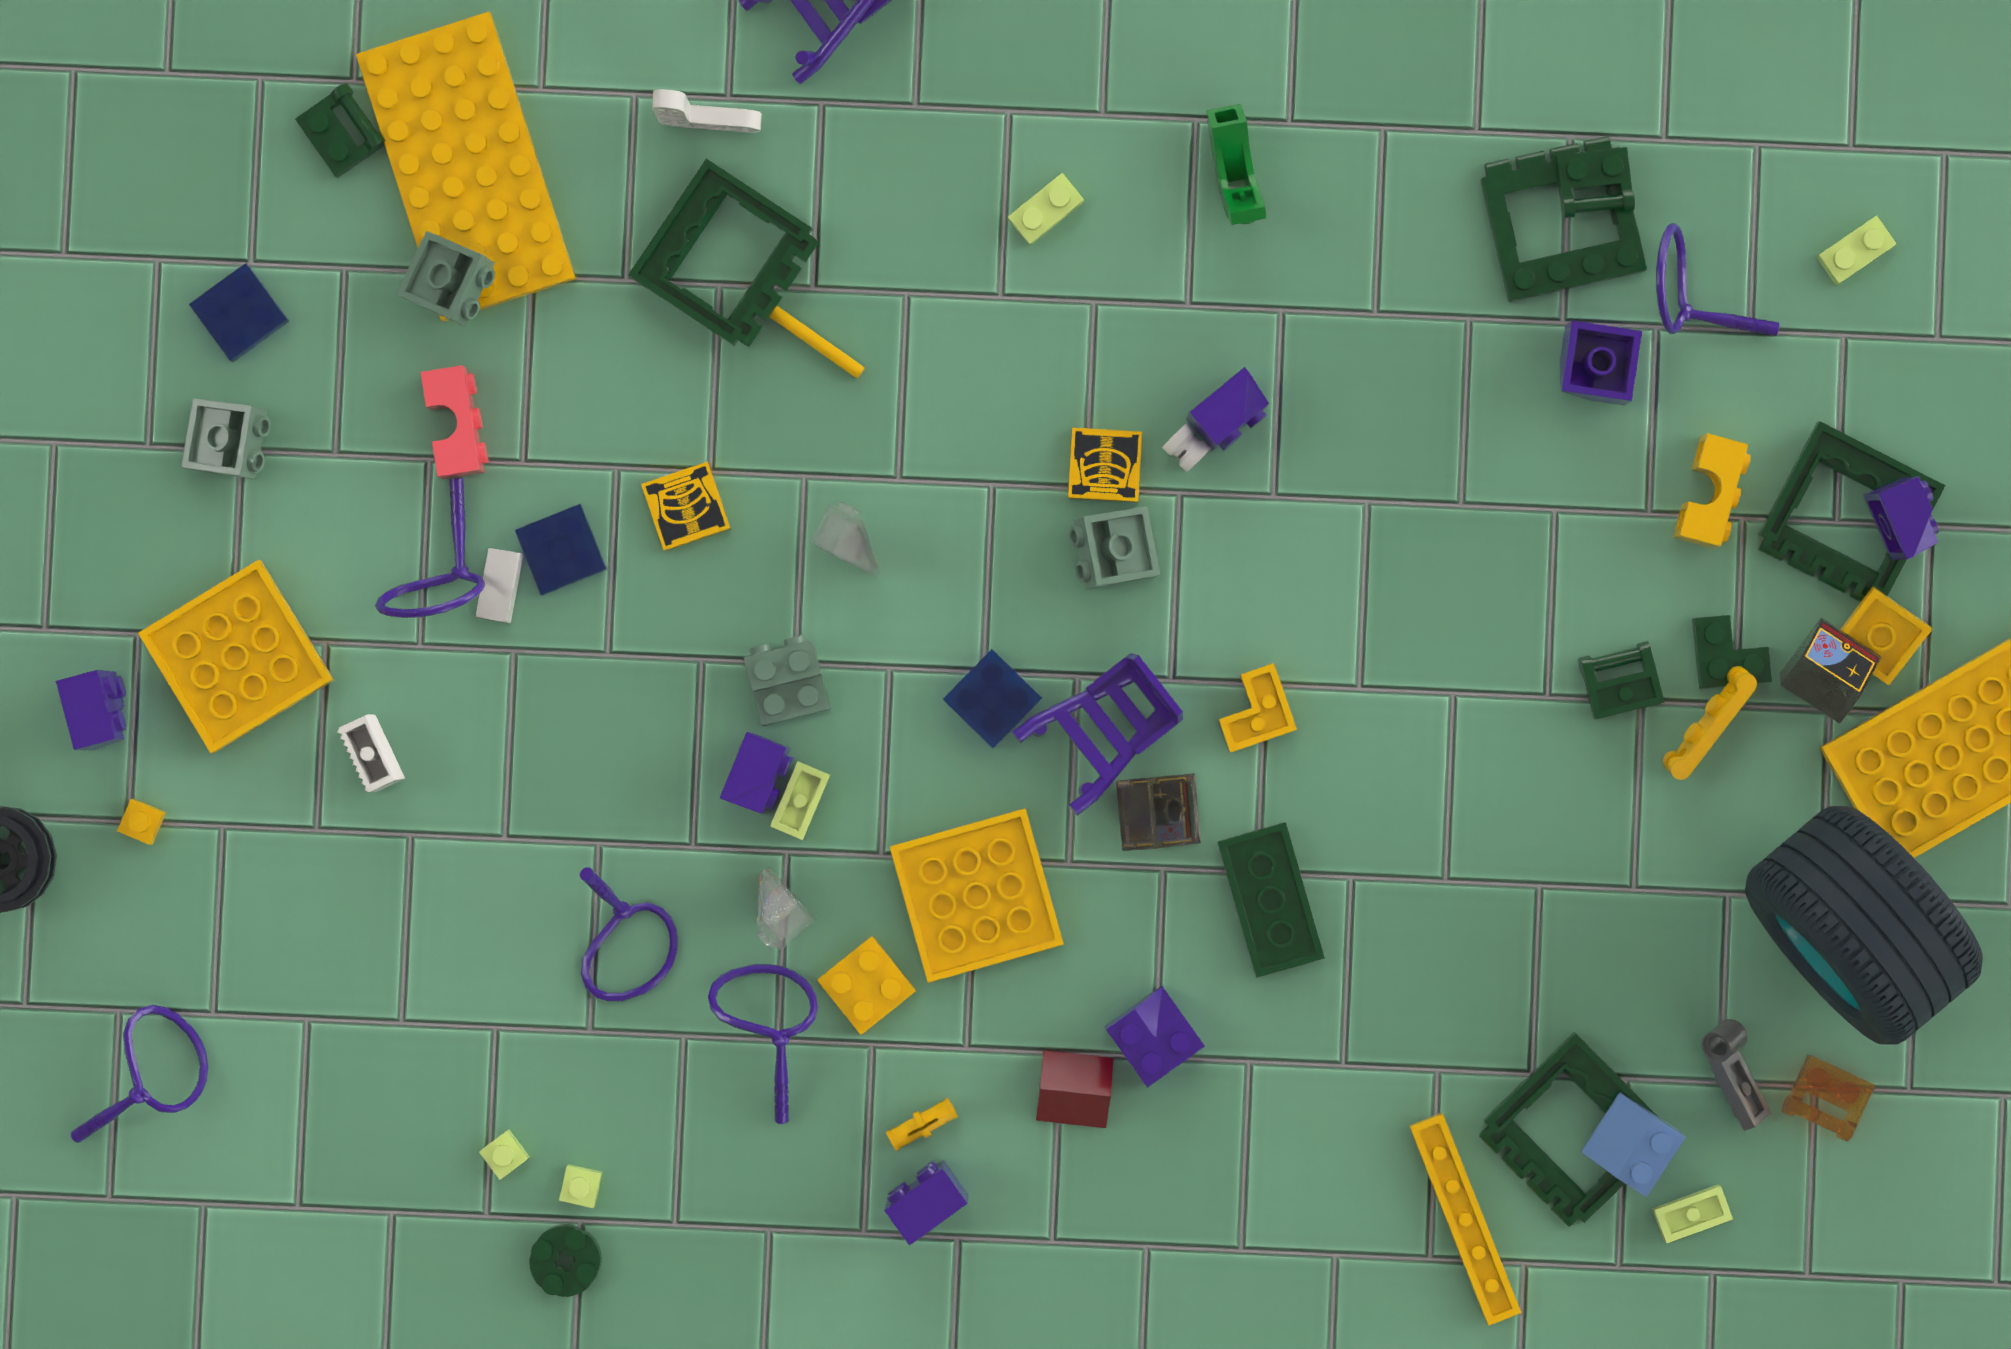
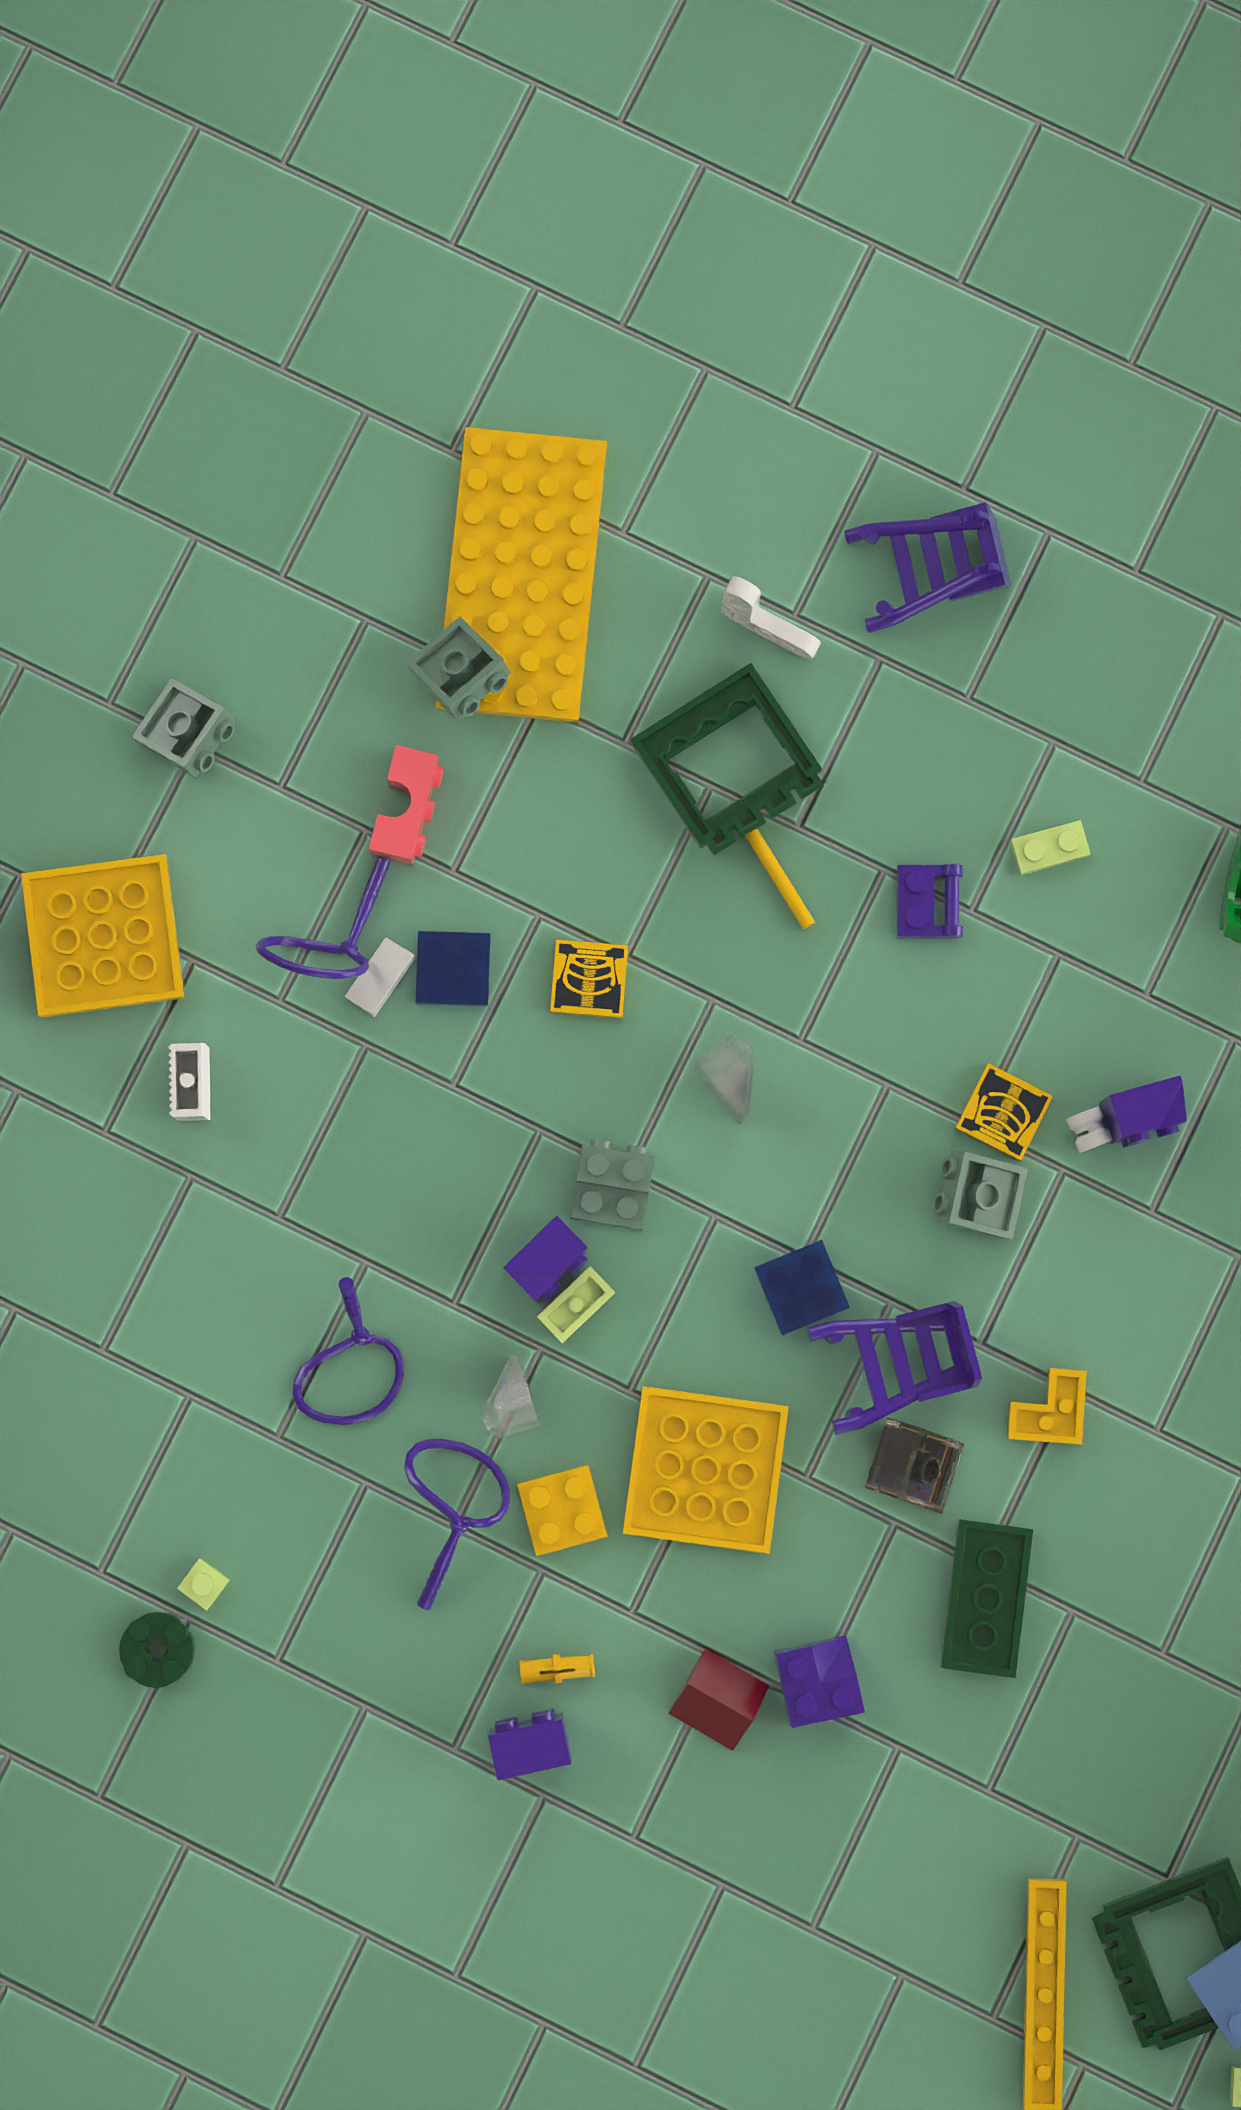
camera: 20 degrees right, 5 degrees down
(239, 312) = (249, 617): clear blue plate -> none
(332, 138) = (408, 494): dark green plate -> none
(504, 1154) = (144, 1521): yellowish green plate -> none
(948, 309) = (916, 901): none -> dark purple plate

